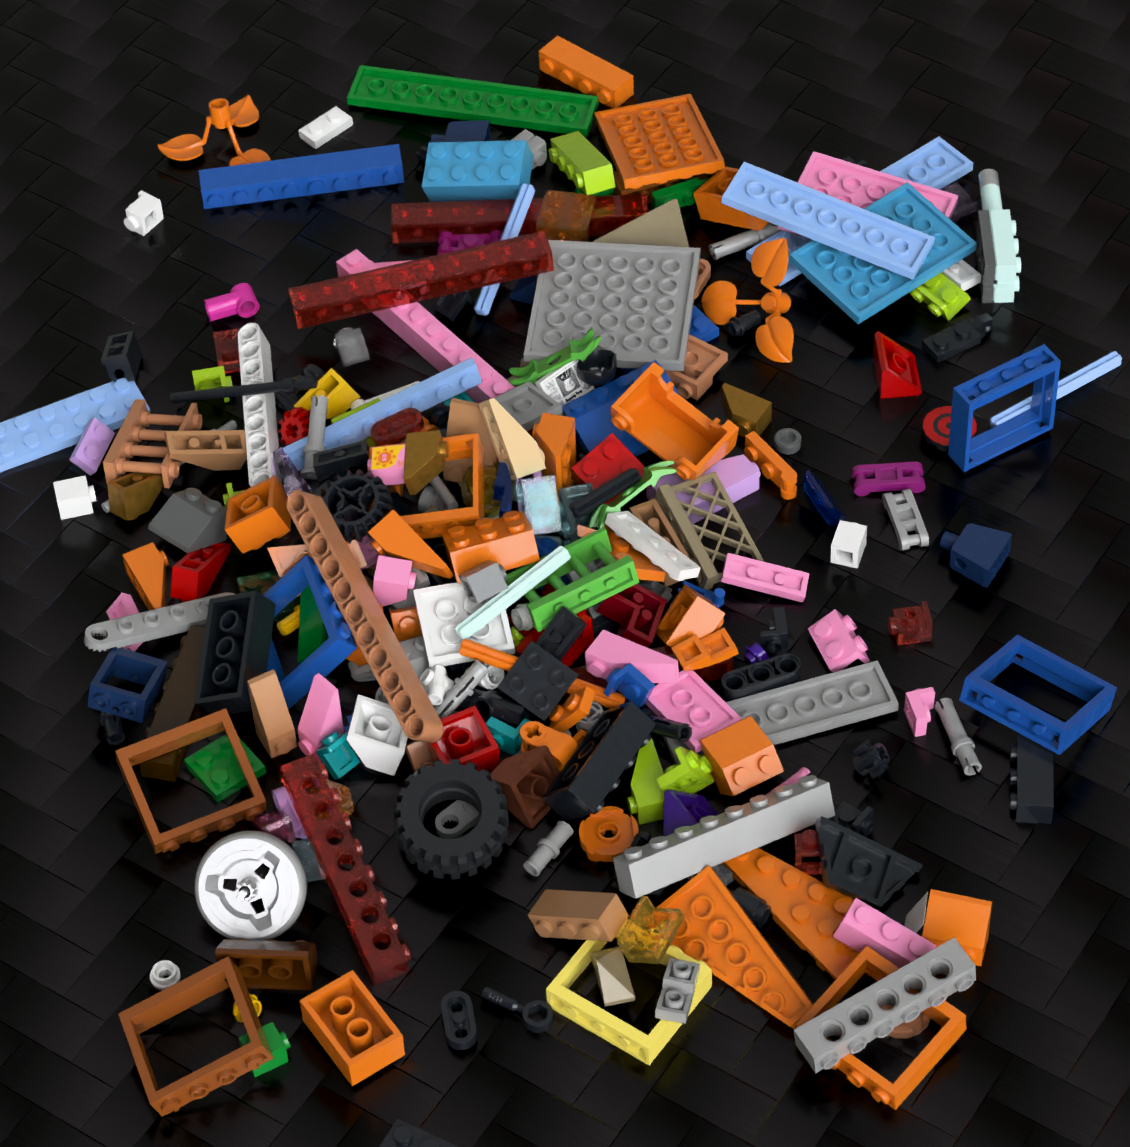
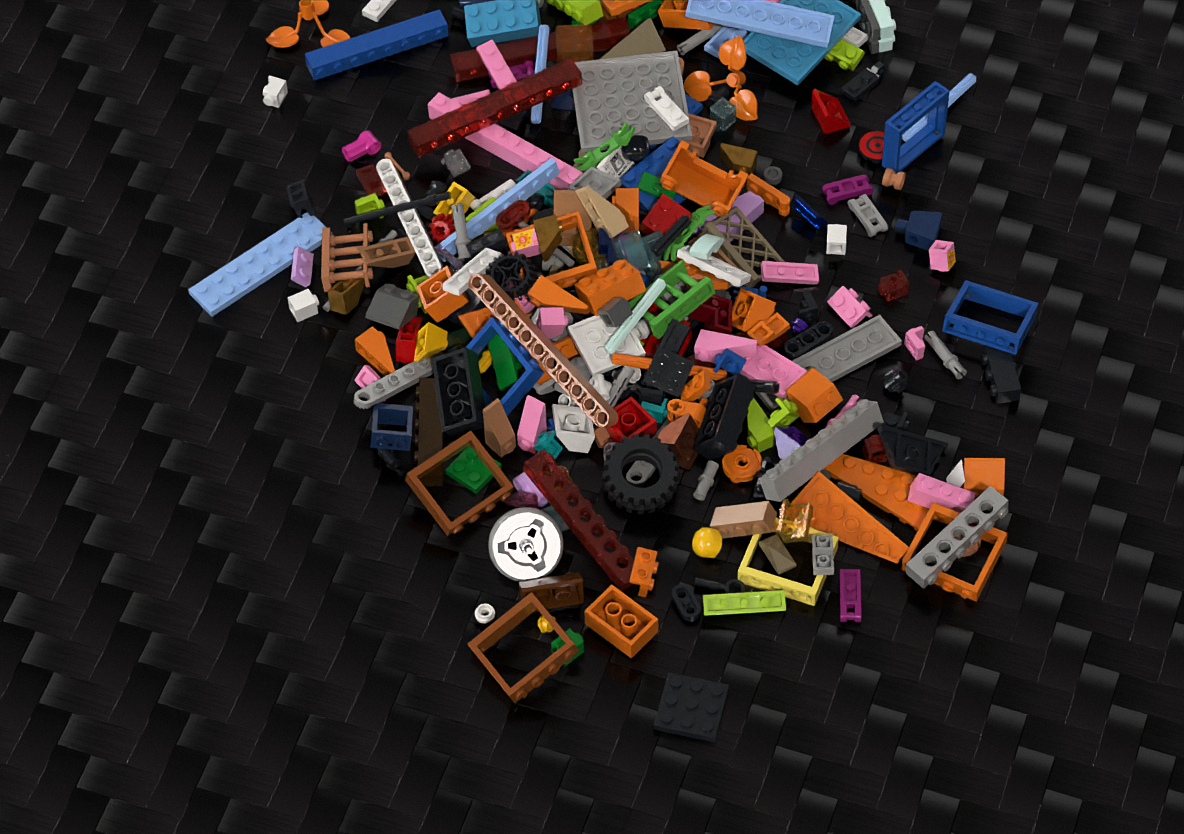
camera: 15 degrees left, 5 degrees up
(222, 577) = (430, 342): none -> yellow slope
(274, 499) = (459, 281): none -> white plate
(279, 351) = (405, 175): none -> nougat hinge
(410, 958) = (642, 570): none -> orange bracket
(446, 222) = (495, 64): none -> bright pink plate
(517, 938) = (707, 542): none -> yellow hair
(543, 1038) = (744, 602): none -> lime plate
(599, 421) = (652, 186): none -> green plate
(646, 514) = (705, 246): none -> light aqua slope
(658, 322) = (666, 108): none -> white plate
(705, 1060) = (850, 594): none -> magenta plate
(742, 345) = (723, 113): none -> clear light blue panel
(958, 475) = (892, 179): none -> nougat wheel
(994, 594) = (942, 255): none -> bright pink brick

